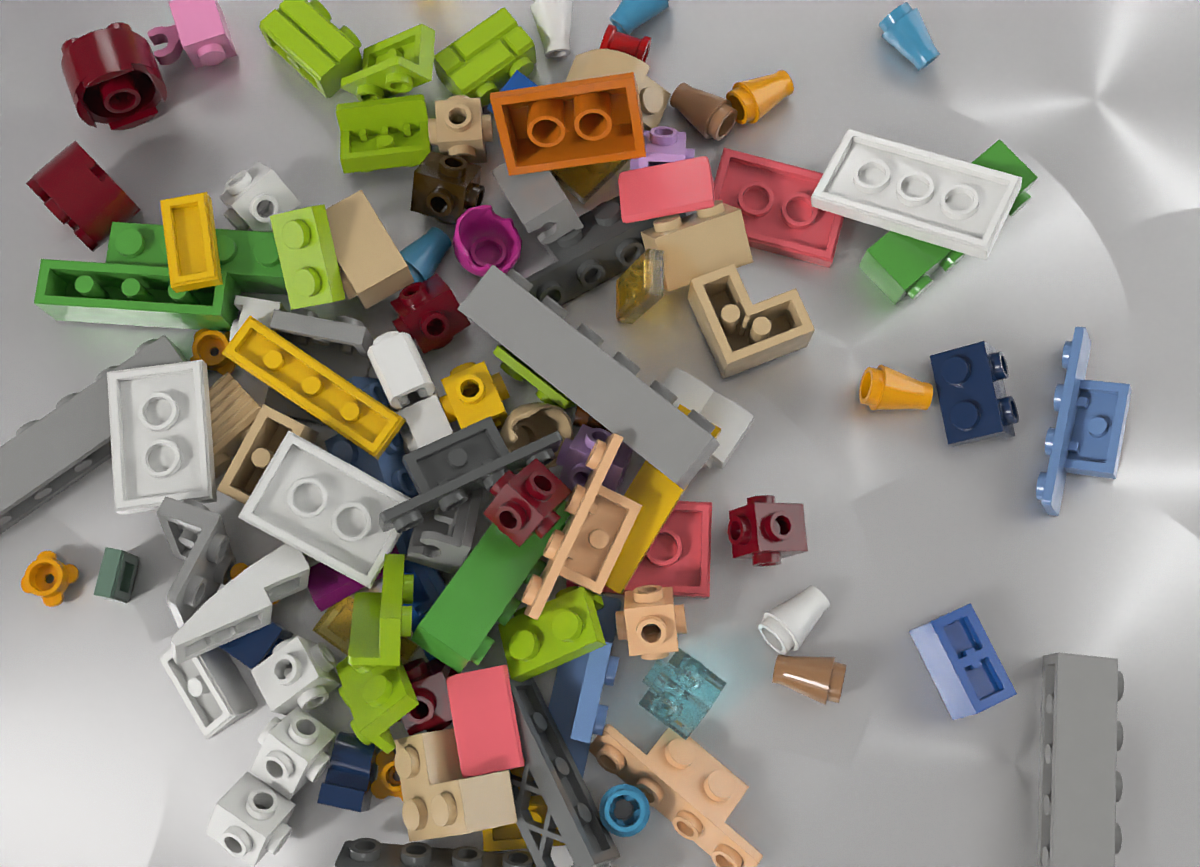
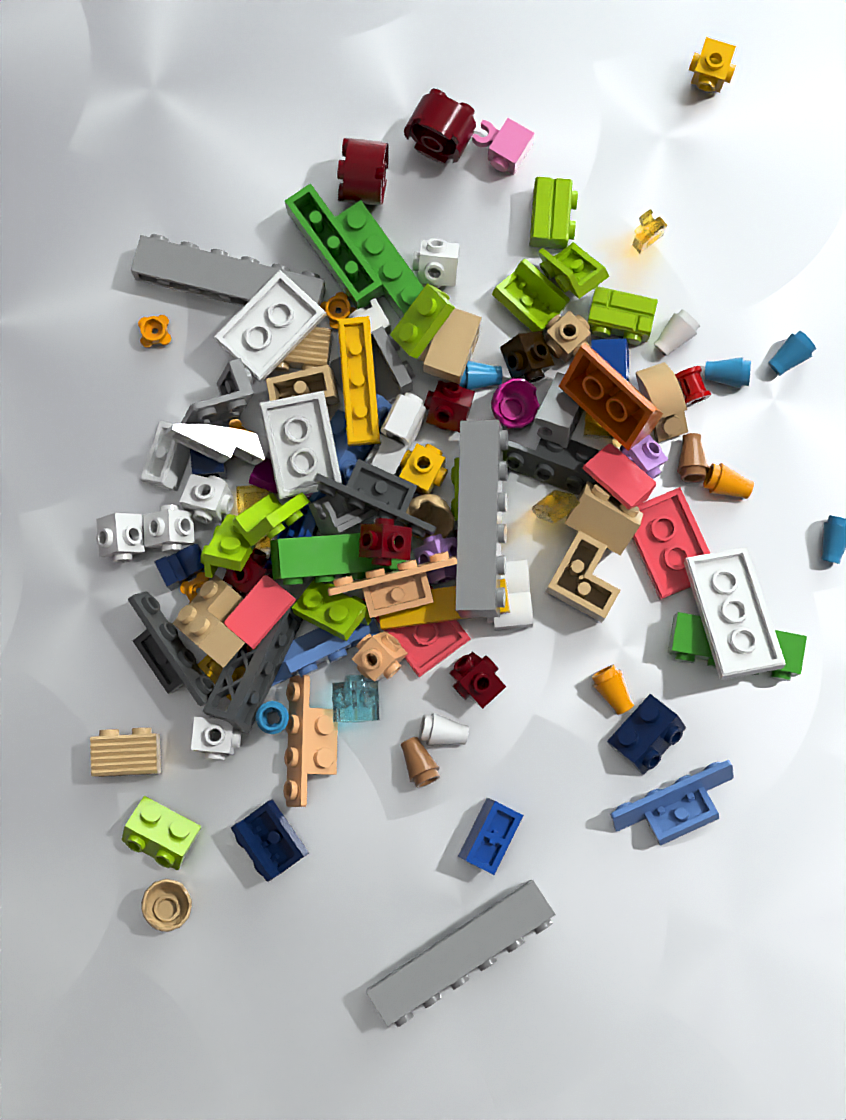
camera: 50 degrees right, 5 degrees up
(116, 575) = (183, 364): sand green tile -> none
(191, 242) = (382, 252): yellow tile -> none

